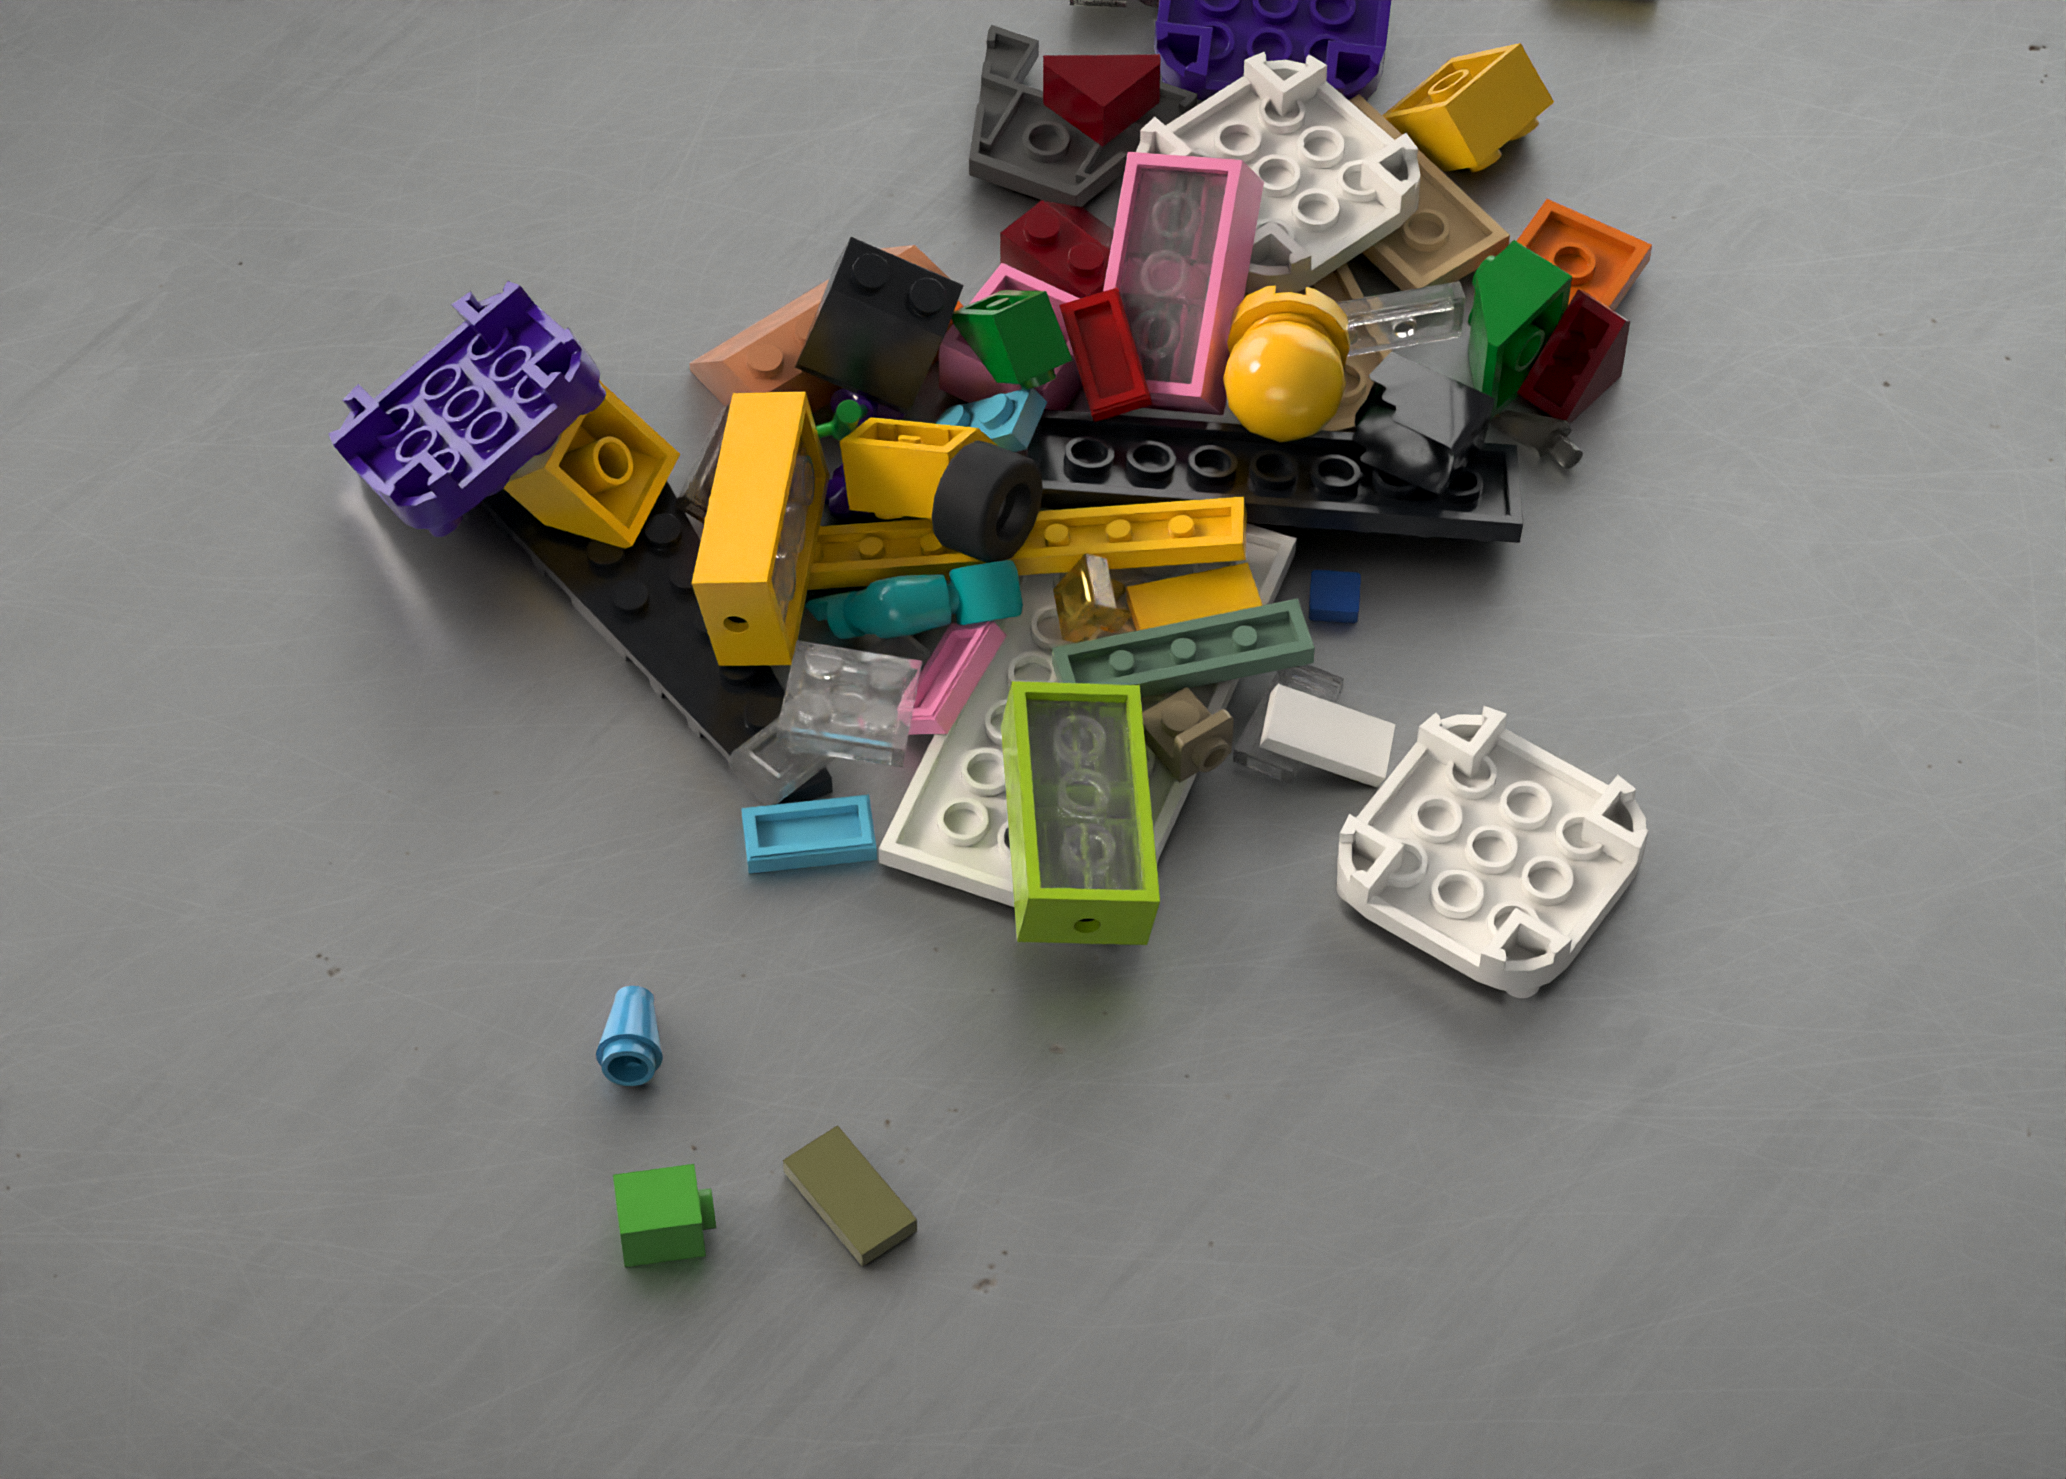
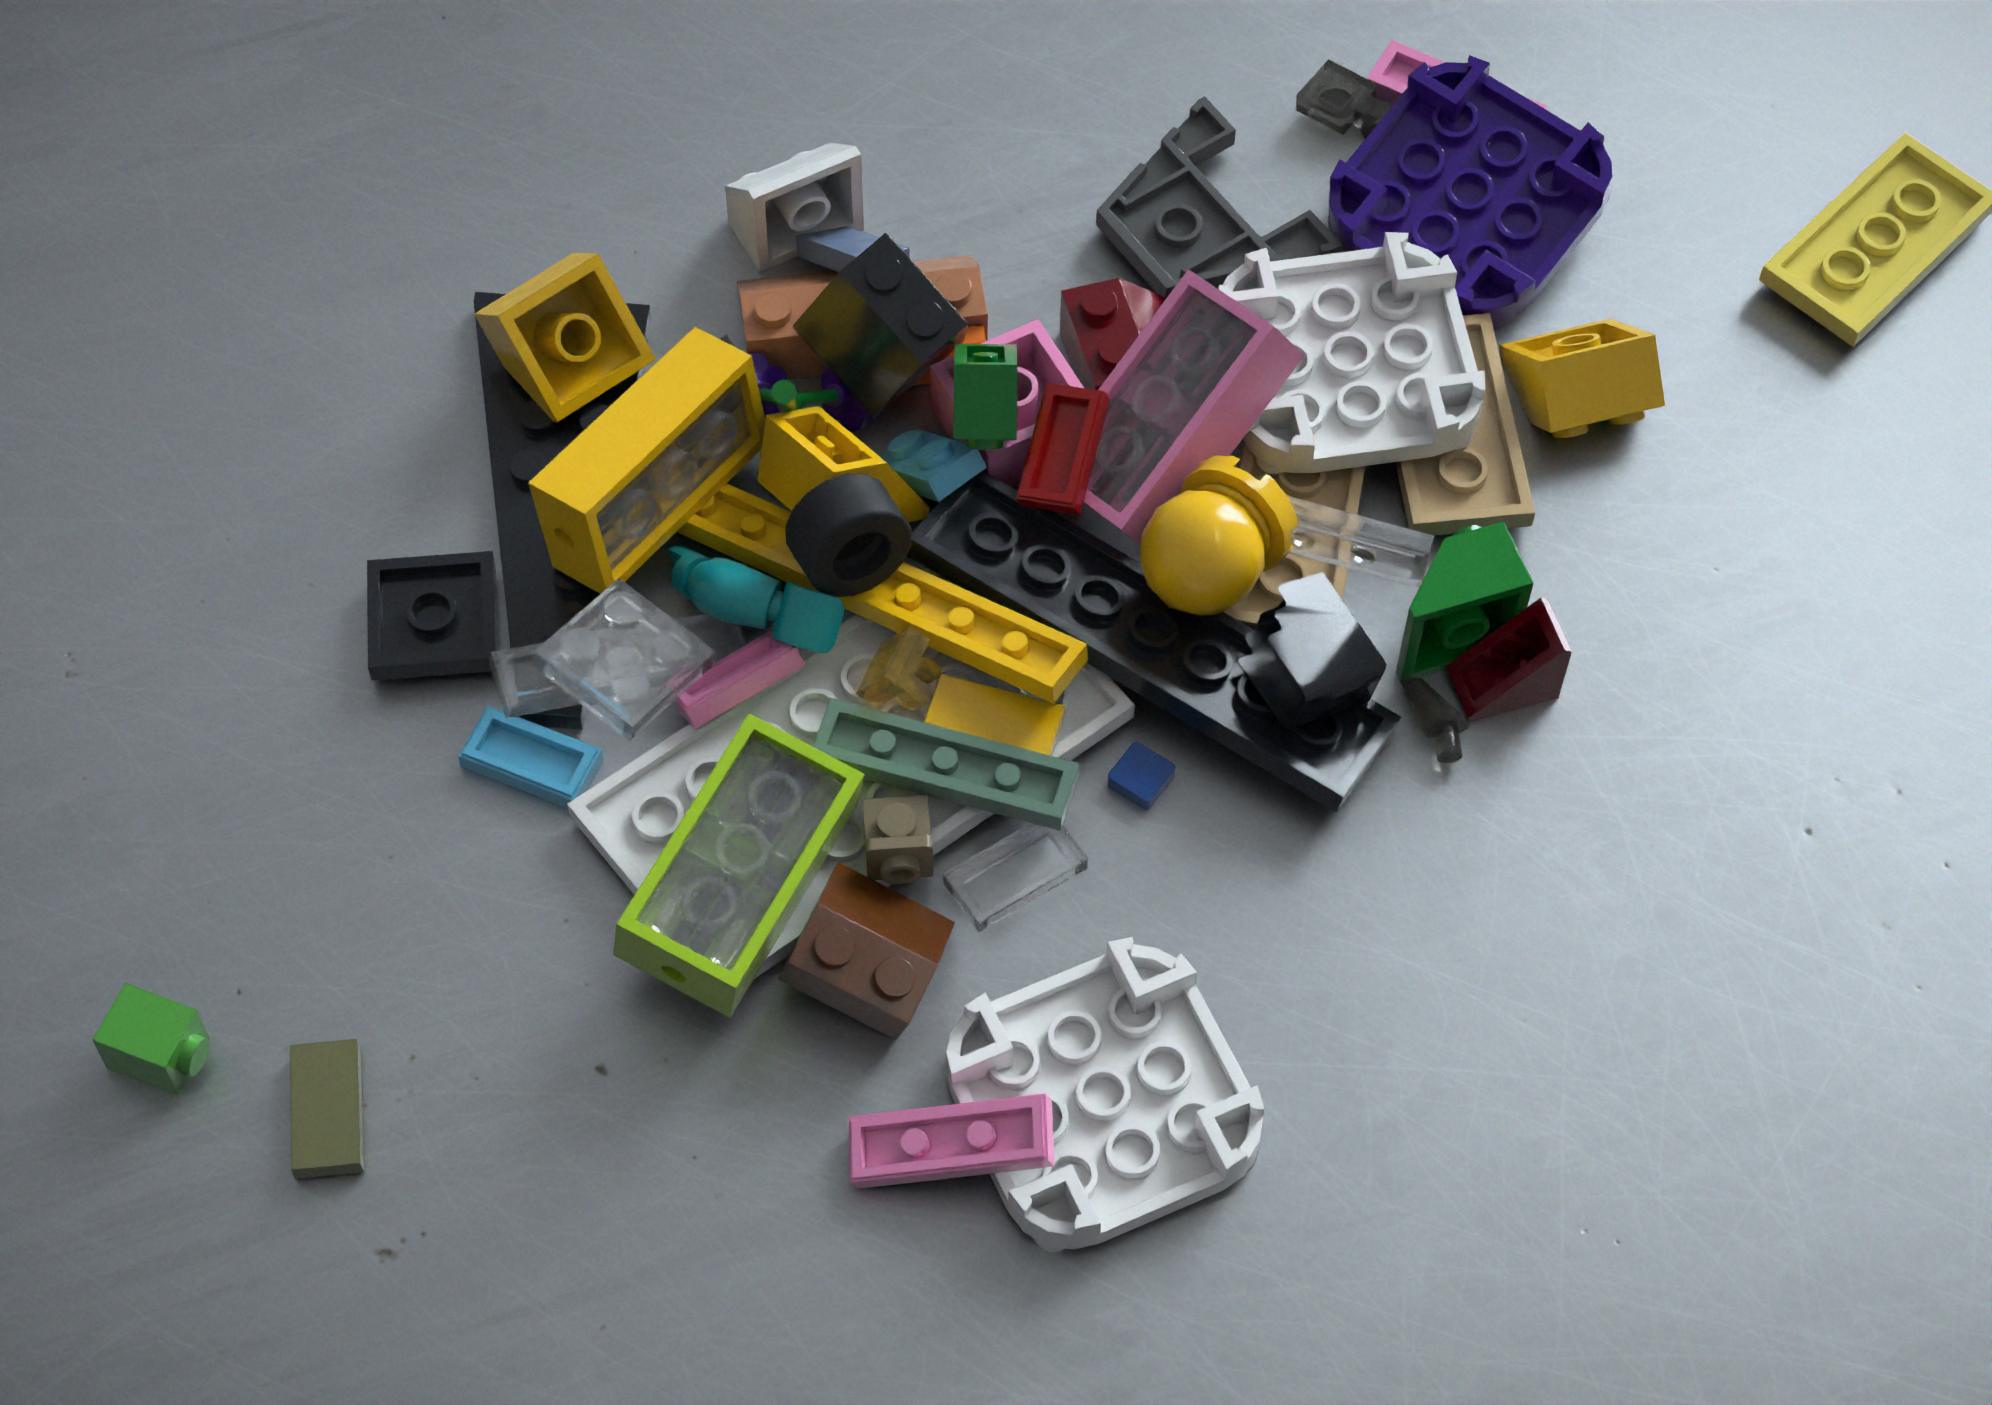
camera: 30 degrees right, 5 degrees up
(469, 411) = (488, 235): dark purple plate -> none
(631, 1039) = (245, 866): dark azure cone -> none
(636, 759) = (431, 615): none -> black plate
(704, 268) = (795, 198): none -> white slope
(780, 288) = (835, 246): none -> sand blue tile
(1101, 91) = (1249, 203): dark red slope -> none
(1226, 838) = (867, 951): none -> reddish brown slope
(1327, 735) = (1031, 905): white tile -> none
(1400, 945) = (951, 1141): none -> bright pink tile
(1593, 253) = (1585, 568): orange plate -> none

